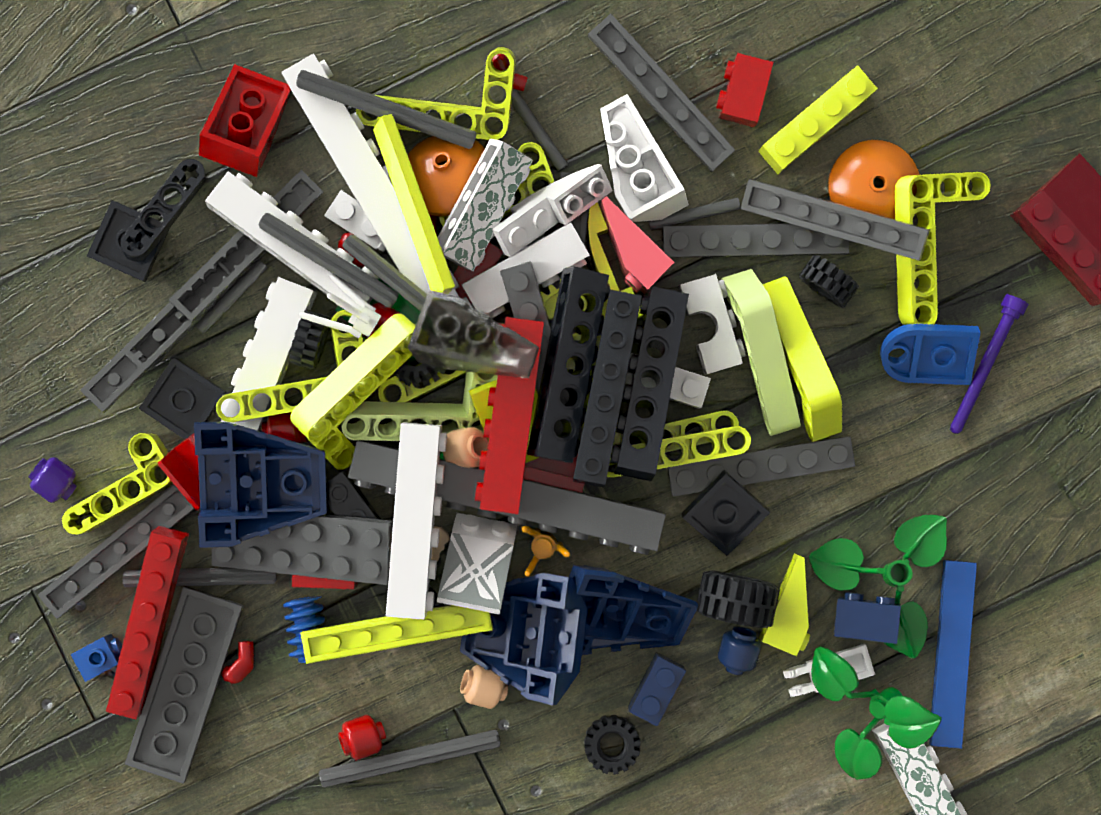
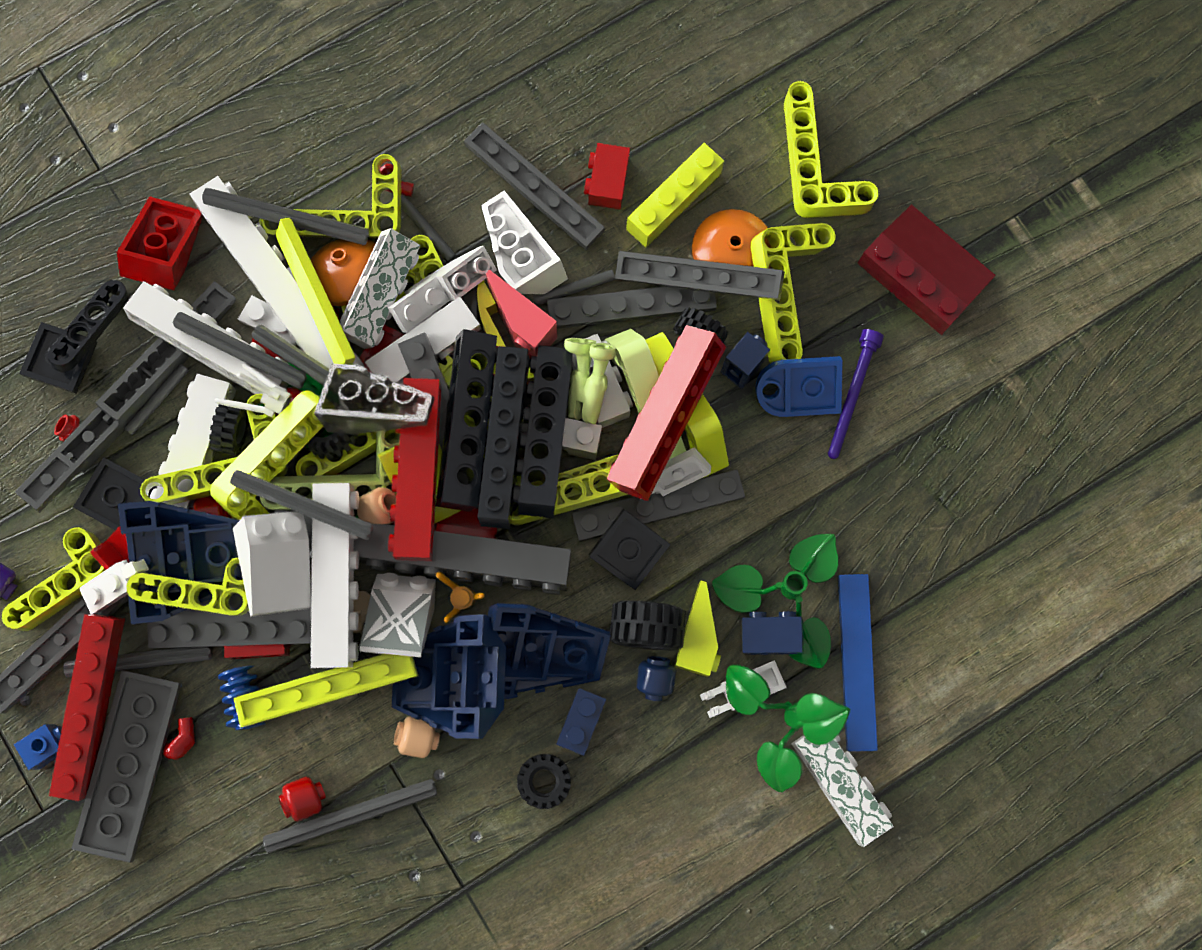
camera: 10 degrees left, 10 degrees down
(135, 319) = (66, 426): none -> red plate
(179, 501) = (110, 585): none -> white hinge
(265, 518) = (190, 591): none -> neon yellow beam
(355, 503) = (274, 562): none -> white slope
(388, 446) = (302, 504): none -> dark grey axle
(700, 340) = (588, 390): none -> yellowish green piece
(783, 440) = (682, 471): none -> white hinge
(784, 379) = (666, 412): none -> brick
(874, 319) = (745, 359): none -> dark blue brick
(975, 94) = (810, 163): none -> neon yellow beam

